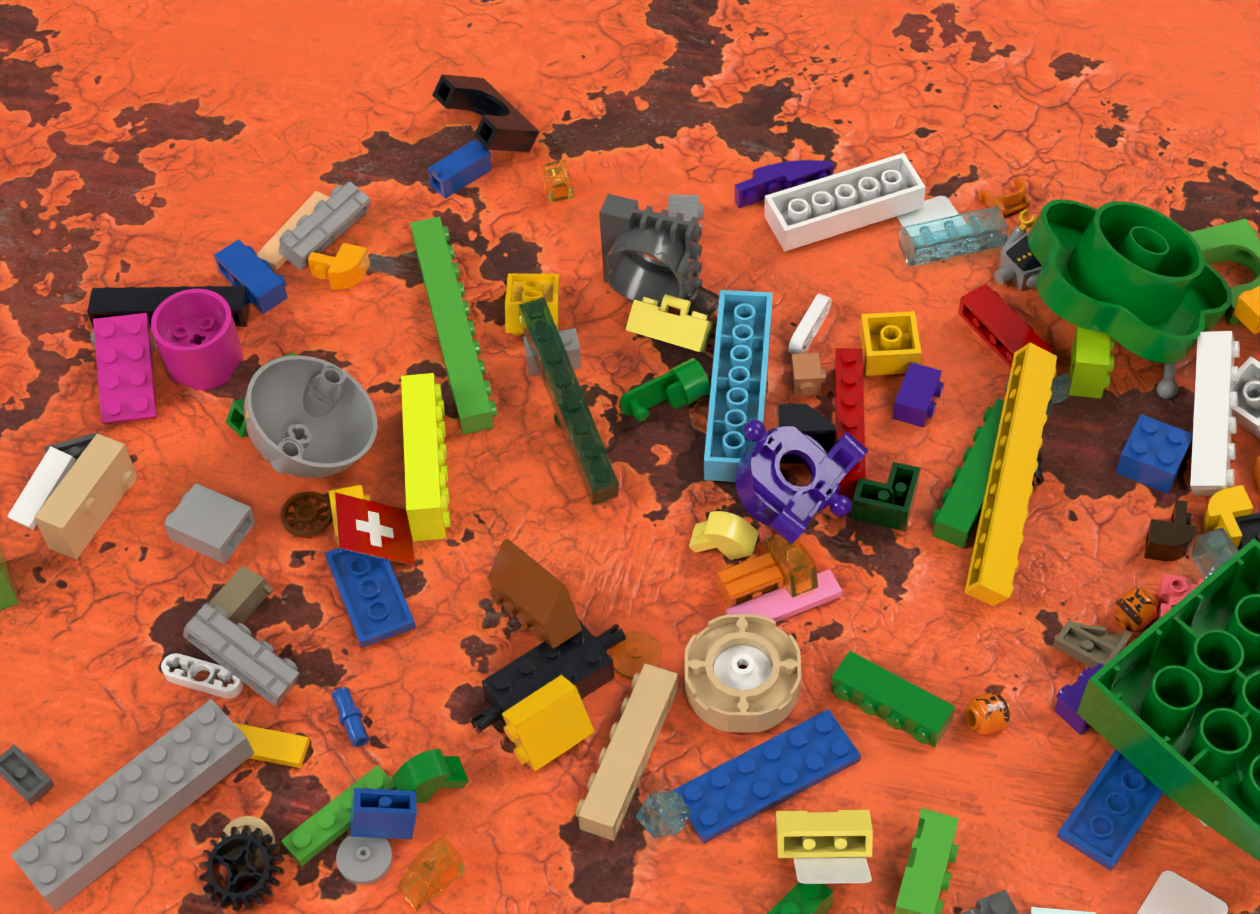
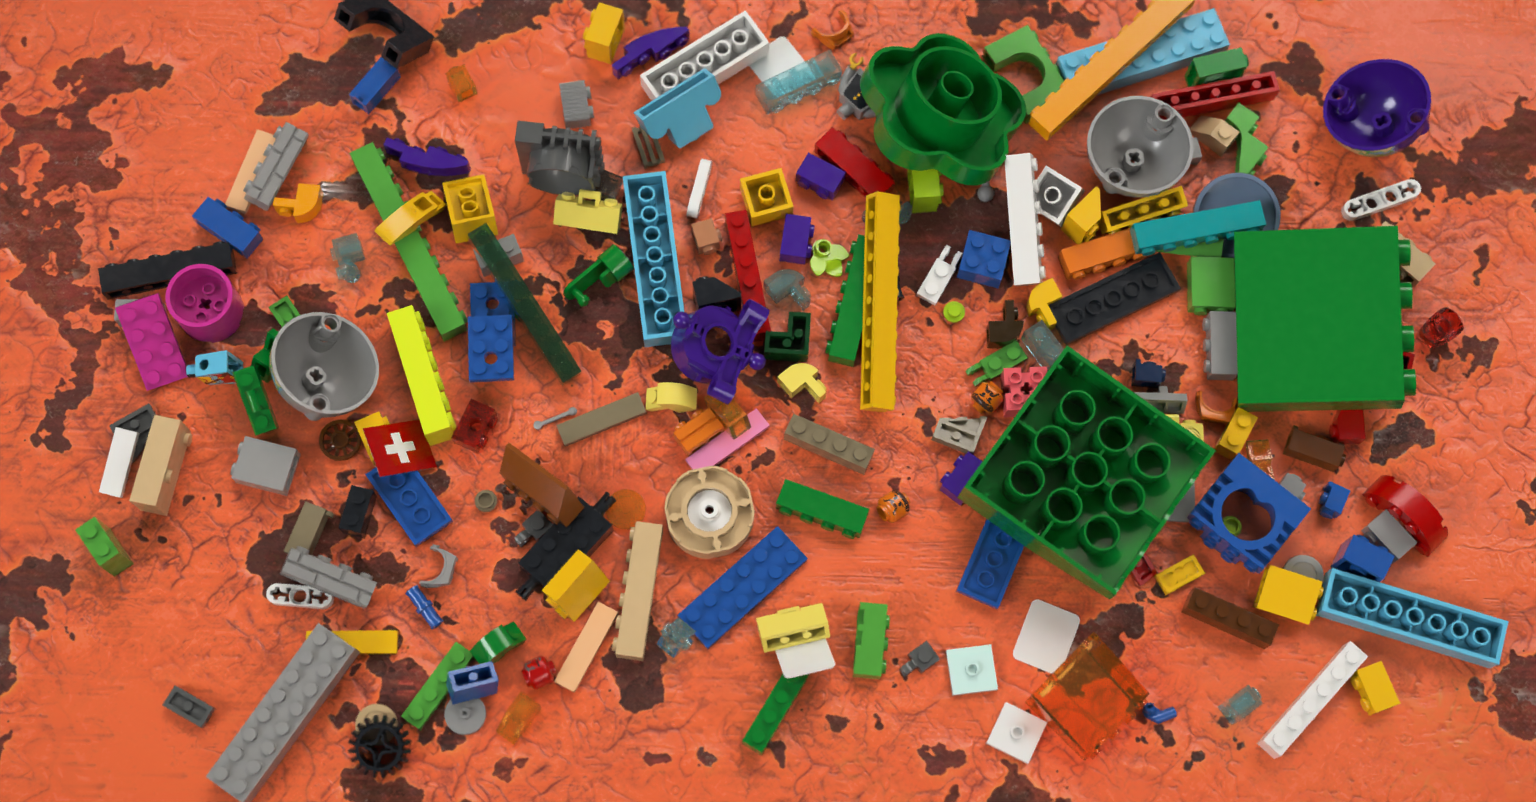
camera: 20 degrees left, 20 degrees up
(189, 410) = (215, 368): none -> medium azure torso
(220, 447) = (255, 400): none -> green piece
(302, 592) = (357, 511): none -> black brick
(378, 322) = (347, 251): none -> clear light blue brick
(389, 684) = (446, 575): none -> light grey helmet
(457, 288) = (410, 216): none -> yellow slope
(462, 611) = (485, 500): none -> dark tan plate
(472, 822) = (538, 672): none -> red head
(478, 512) = (475, 413): none -> clear red brick
(501, 250) = (433, 162): none -> dark purple slope
(509, 652) = (534, 527): none -> dark grey plate
(518, 427) = (490, 333): none -> blue bracket
(542, 807) = (586, 647): none -> light nougat tile
(551, 541) = (538, 425): none -> light grey hinge
(630, 548) = (601, 419): none -> dark tan tile
(733, 153) = (604, 32): none -> yellow brick
(757, 260) = (653, 162): none -> dark tan tile
(806, 236) = (681, 110): none -> medium azure brick
(894, 543) = (799, 377): none -> light yellow brick
(896, 439) = (786, 283): none -> clear light blue brick
(916, 624) = (828, 444): none -> dark tan brick
(954, 422) = (828, 261): none -> lime plate
(961, 335) = (820, 177): none -> dark purple brick
(1092, 467) = (938, 277): none -> white hinge
(1106, 508) = (954, 312): none -> lime plate
(1150, 573) = (992, 365): none -> bright green hinge

